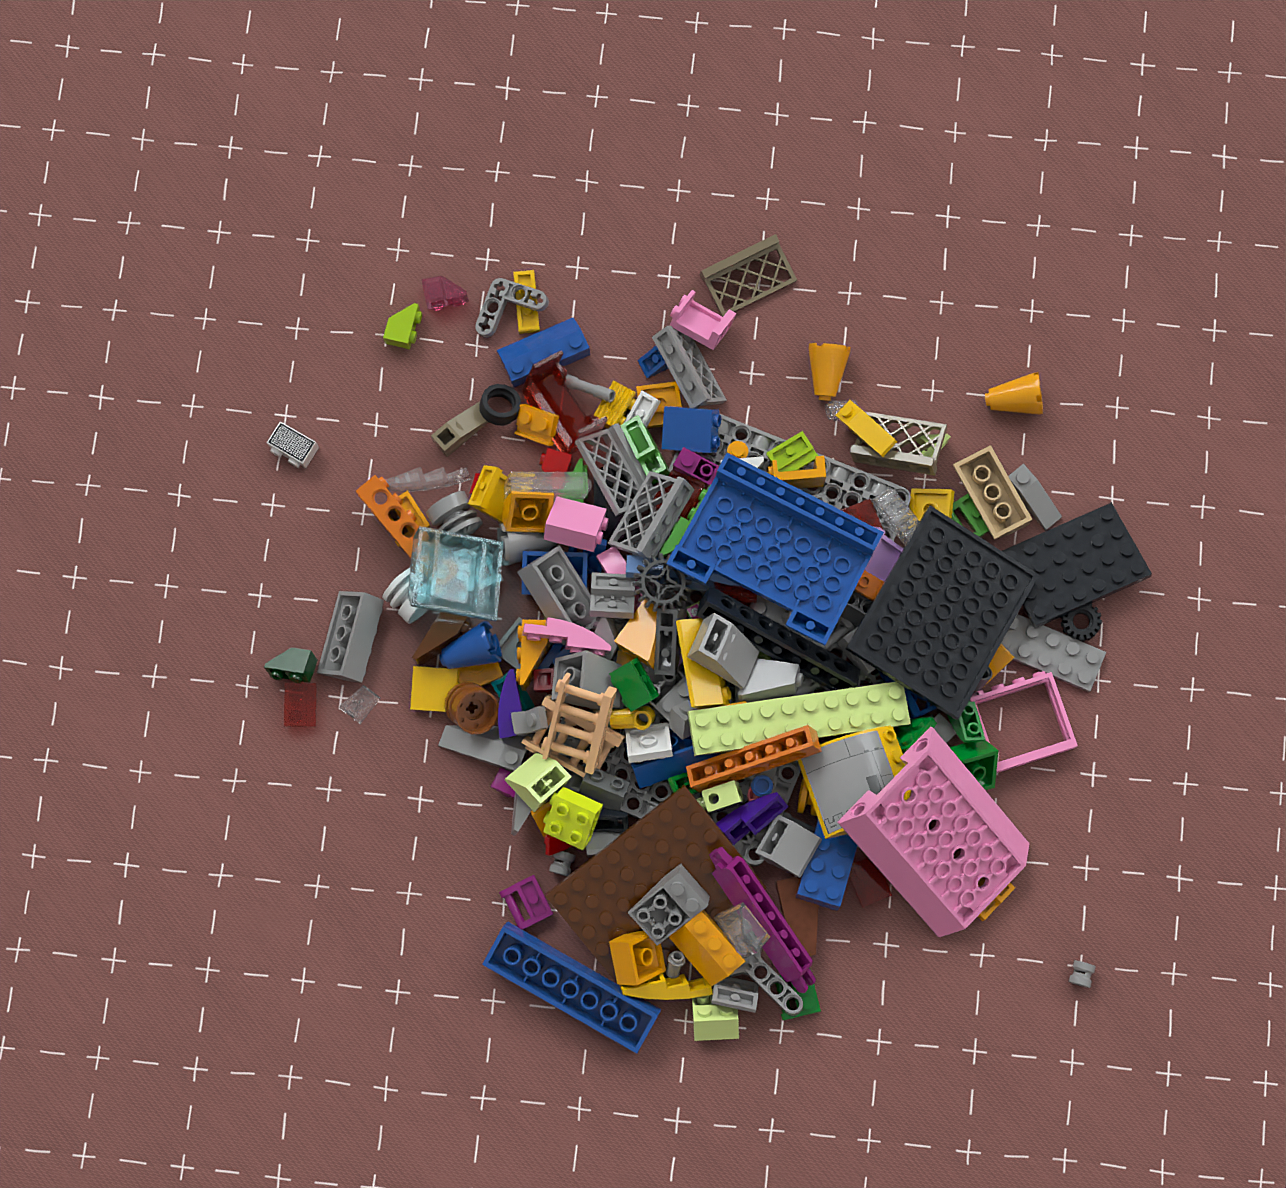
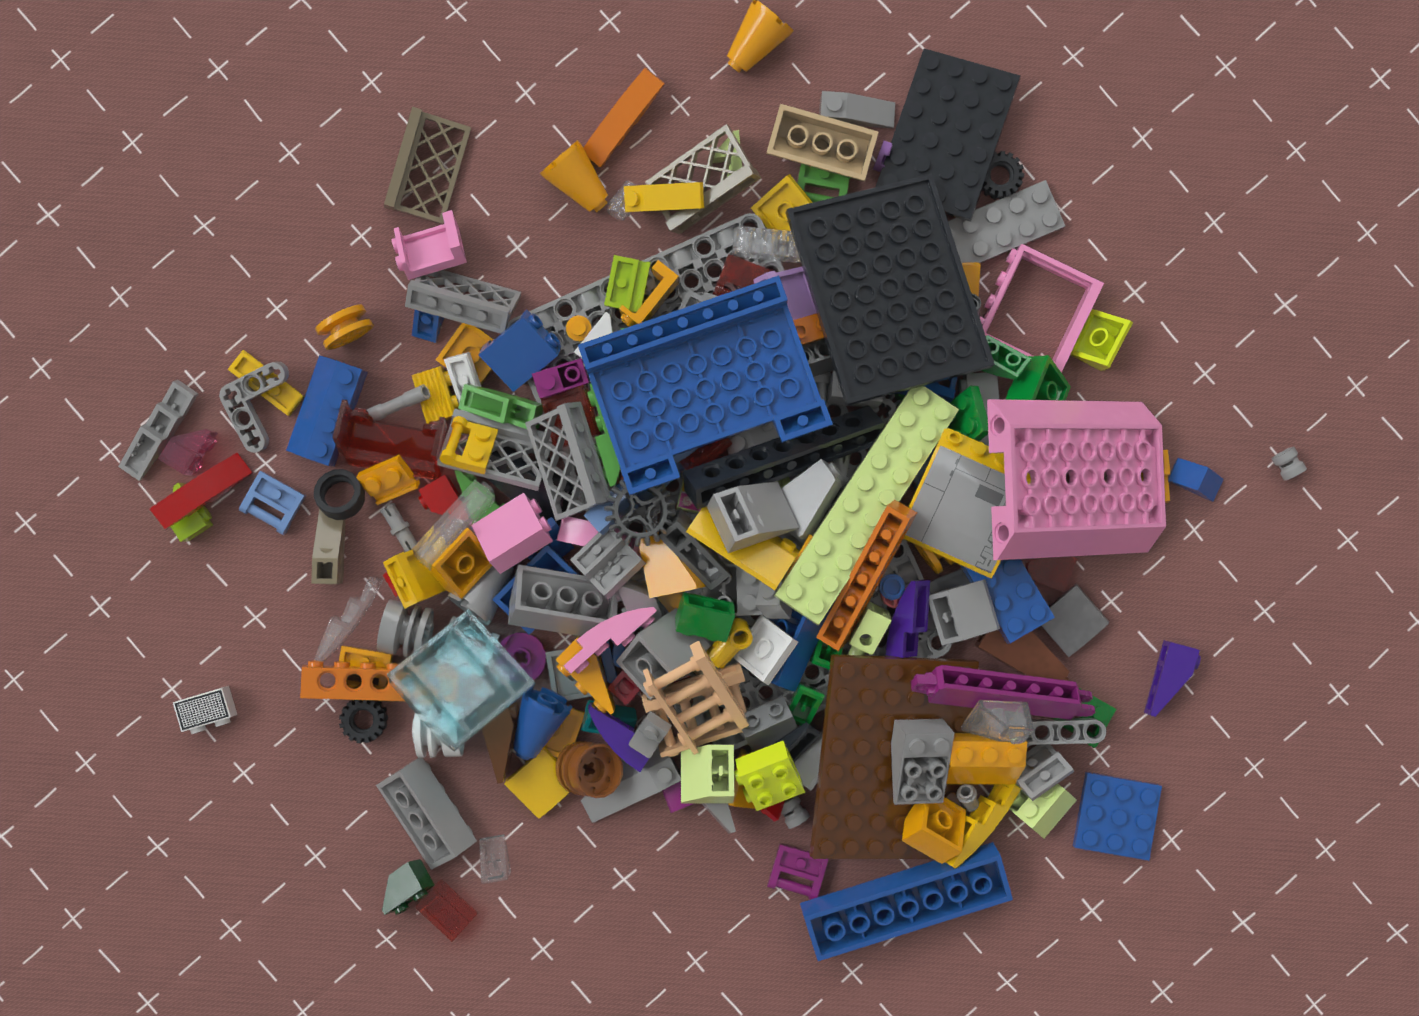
camera: 45 degrees left, 10 degrees up
(367, 534) = (356, 733): none -> black tyre
(425, 321) = (201, 491): none -> red slope
(440, 264) = (158, 430): none -> light grey slope
(463, 367) = (277, 496): none -> medium blue plate
(513, 457) = (399, 527): none -> light grey pin
(514, 609) = (532, 646): none -> magenta plate
(605, 314) = (344, 327): none -> light orange wheel
(605, 457) = (477, 449): none -> yellow plate
(638, 802) = (805, 703): none -> green slope
(753, 1078) = (1117, 816): none -> blue plate
(850, 929) = (1075, 620): none -> flat silver slope
(882, 1023) = (1172, 671): none -> dark purple slope
(891, 361) = (623, 117): none -> orange slope
(1015, 924) = (1195, 478): none -> blue slope
(1027, 535) = (884, 150): none -> medium lavender tile
(1041, 778) = (1100, 339): none -> neon yellow slope

